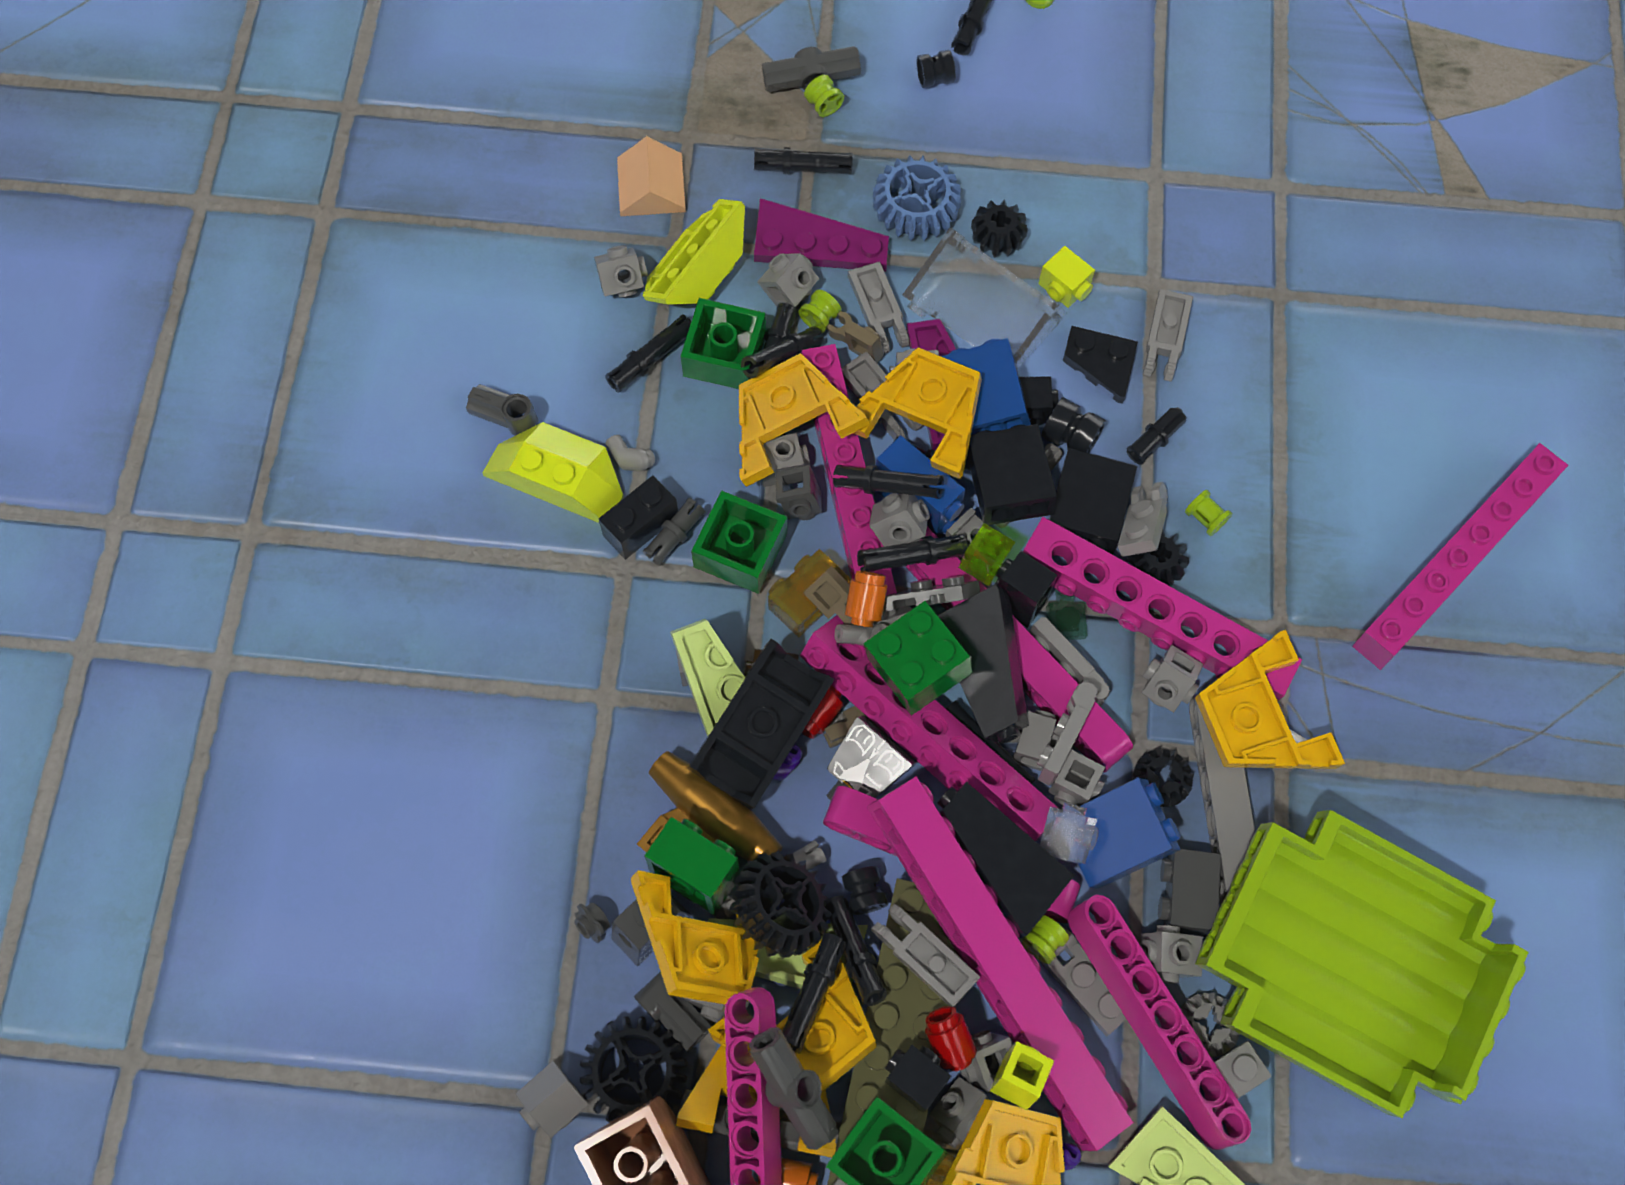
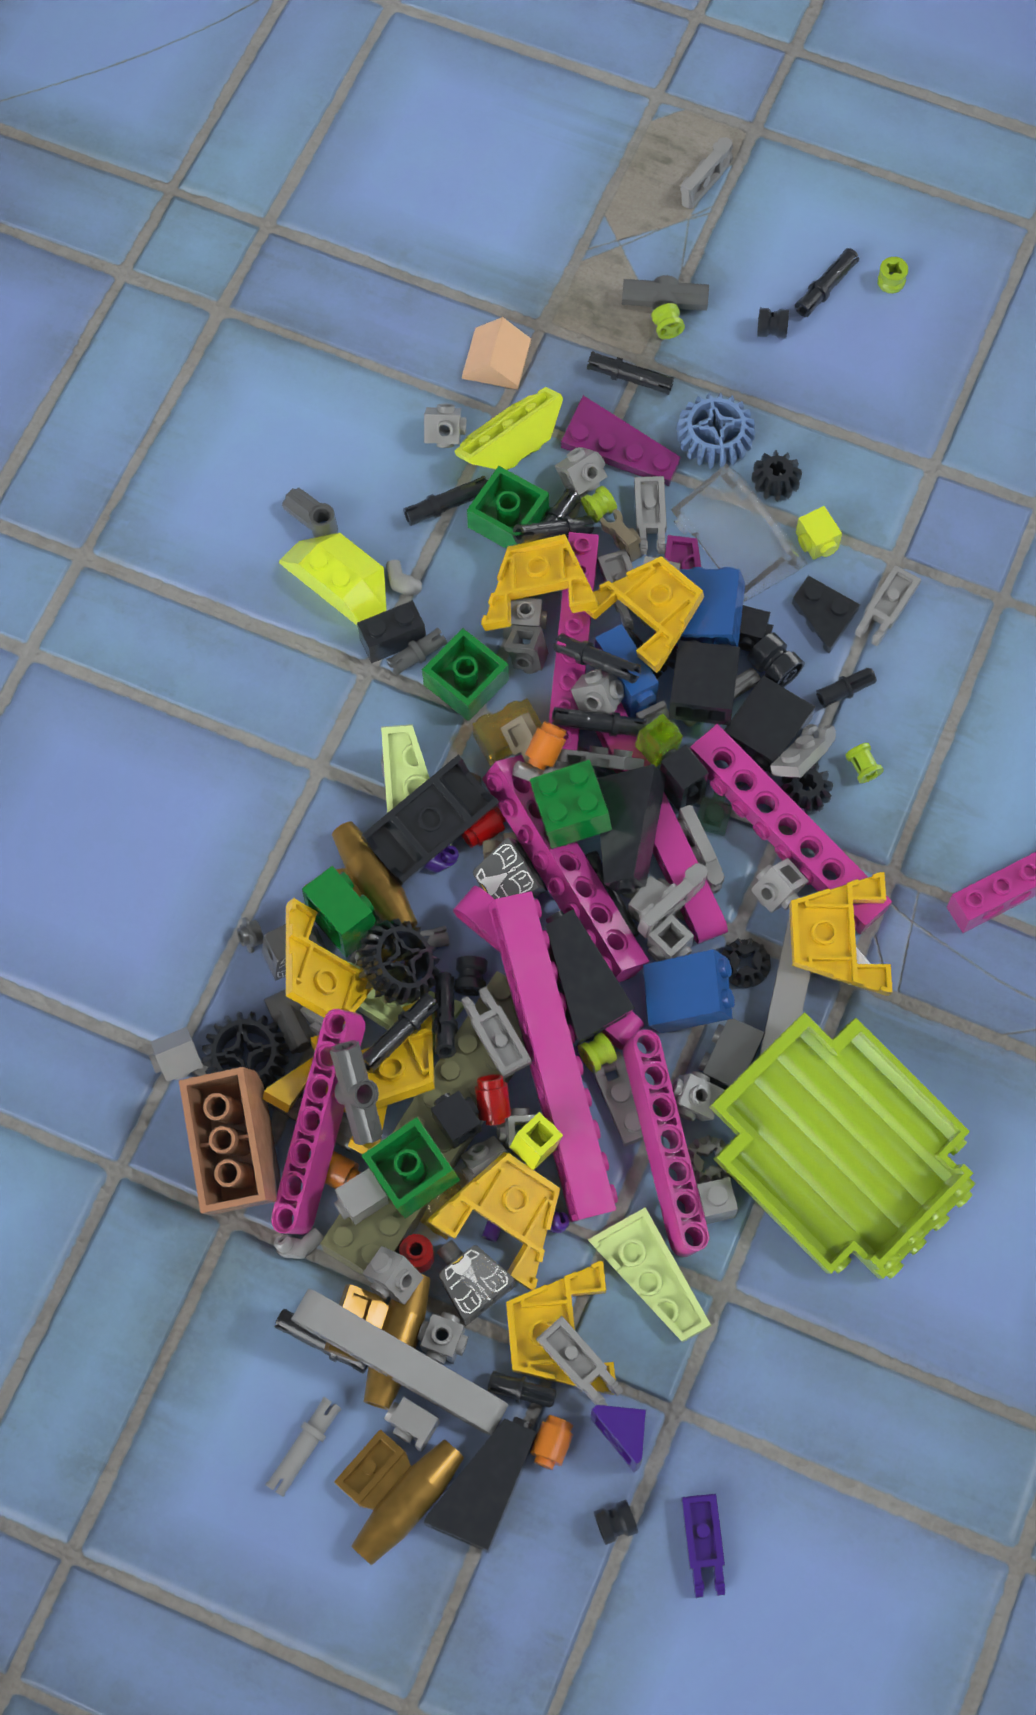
camera: 20 degrees right, 0 degrees up
(1069, 833) = (645, 977): clear brick -> none

